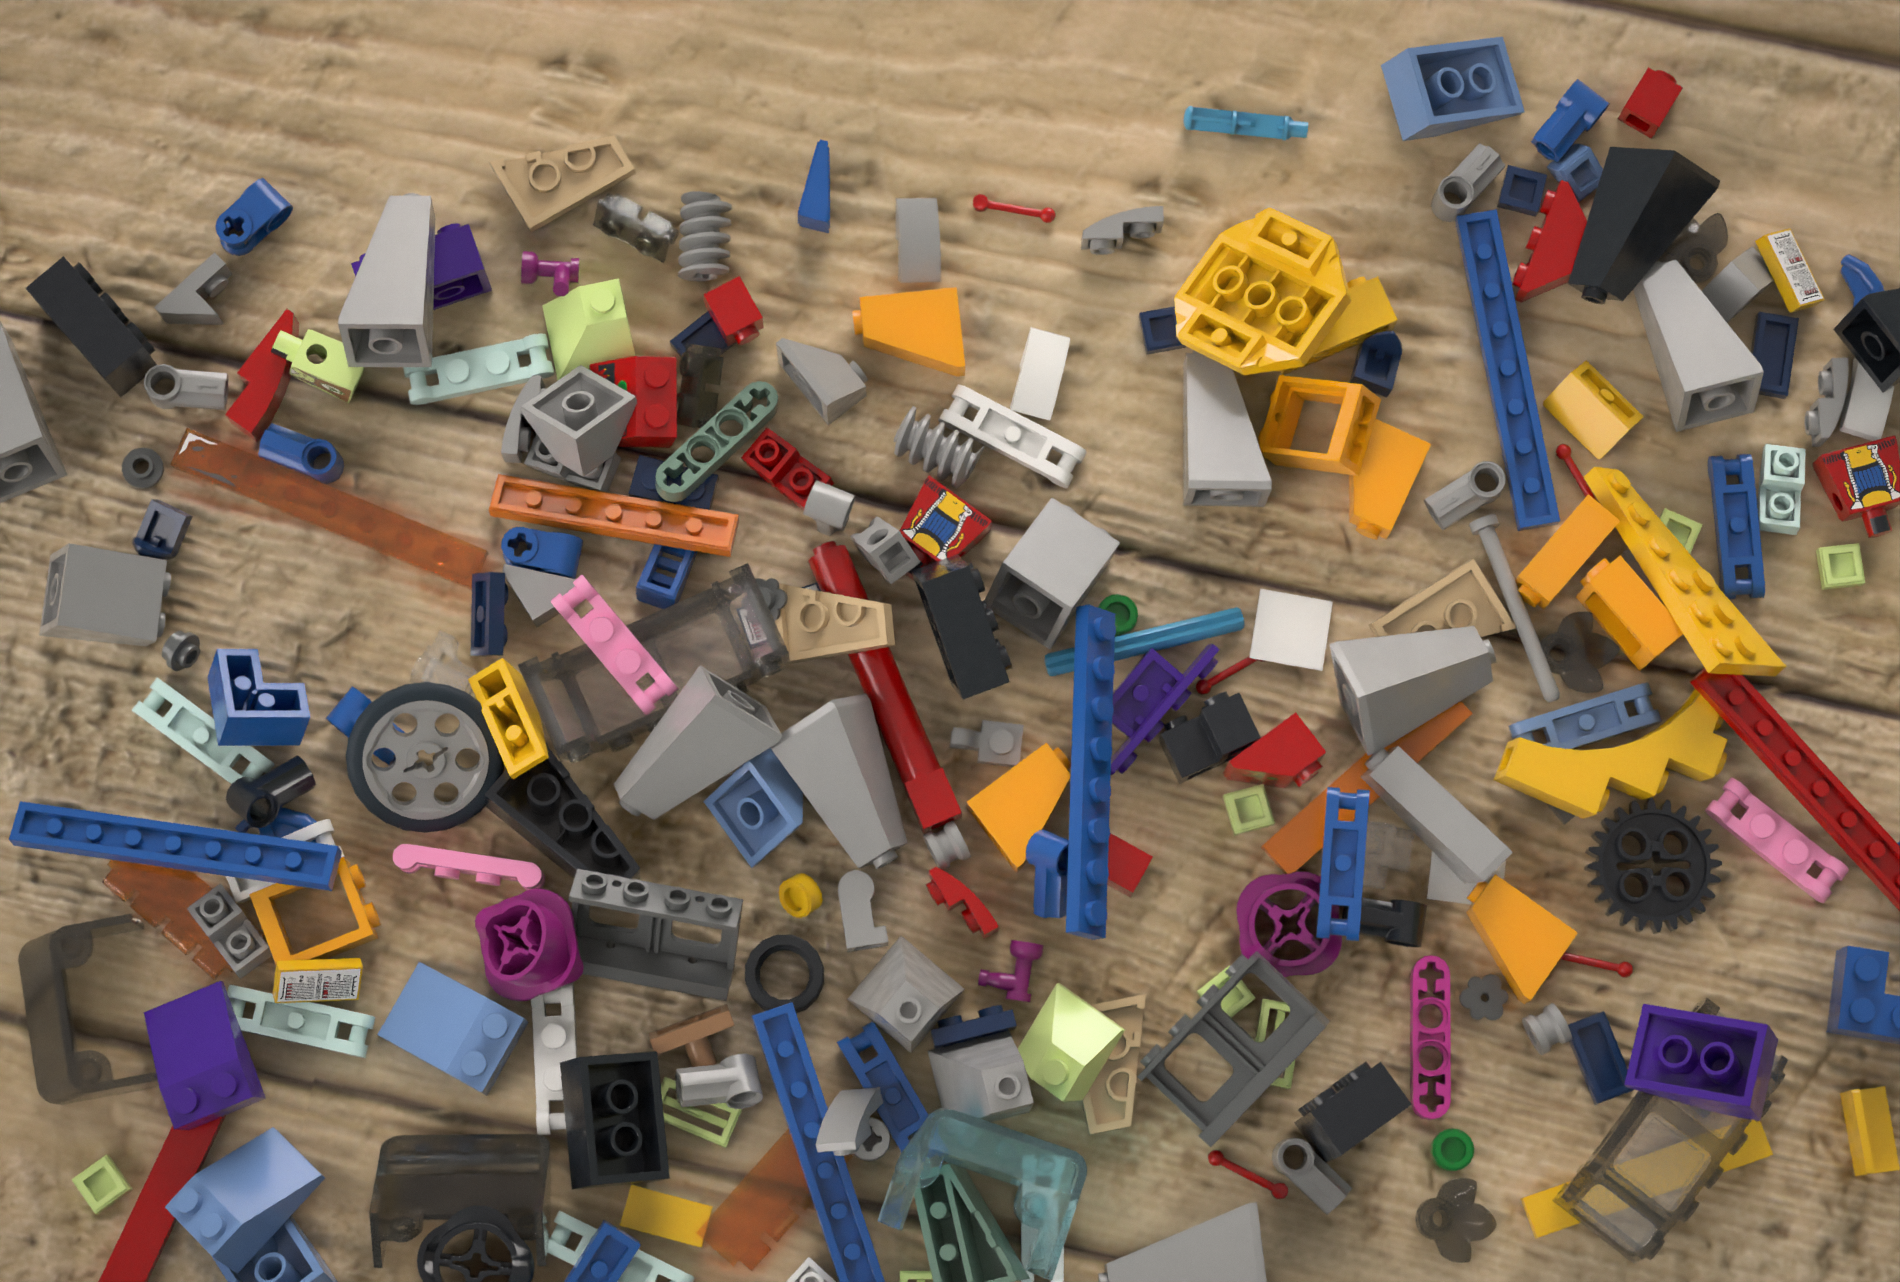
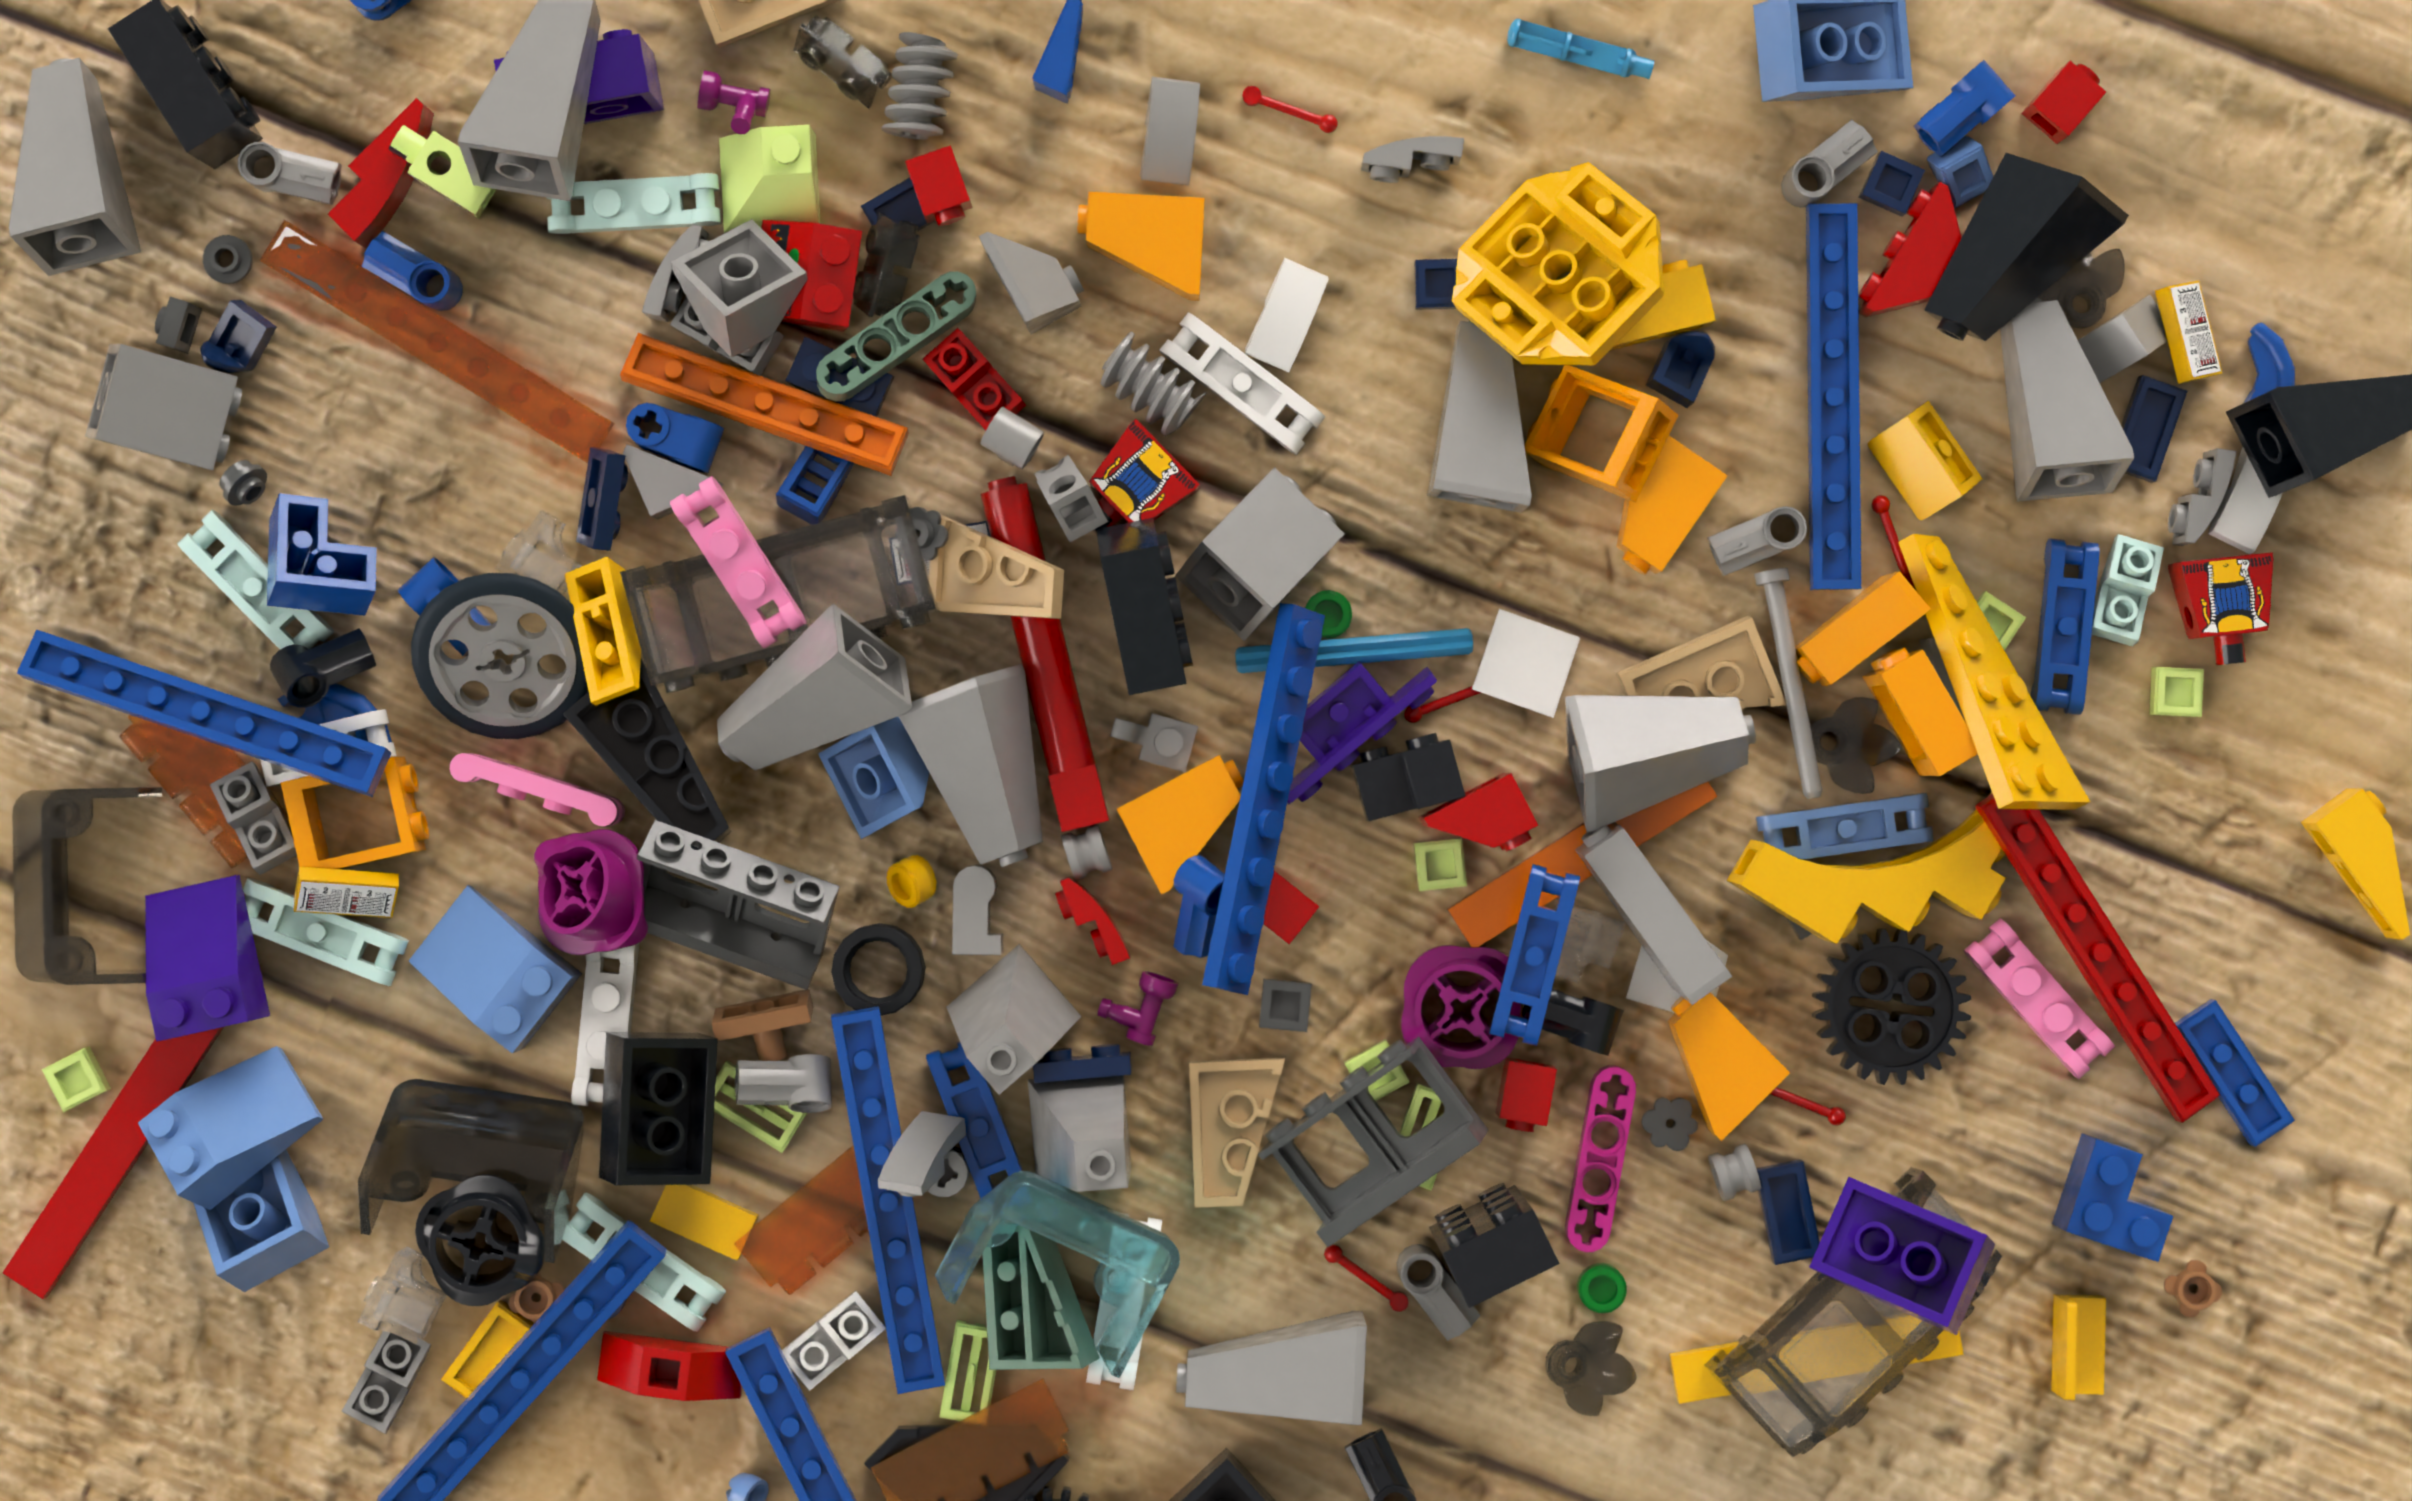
camera: 15 degrees right, 10 degrees up
(107, 527) = (177, 324): none -> dark grey plate
(187, 301) = (305, 66): light grey slope -> none
(1068, 1045) = (1184, 1106): yellowish green slope -> none
(1137, 949) = (1285, 1005): none -> dark grey plate
(1356, 990) = (1525, 1093): none -> red brick

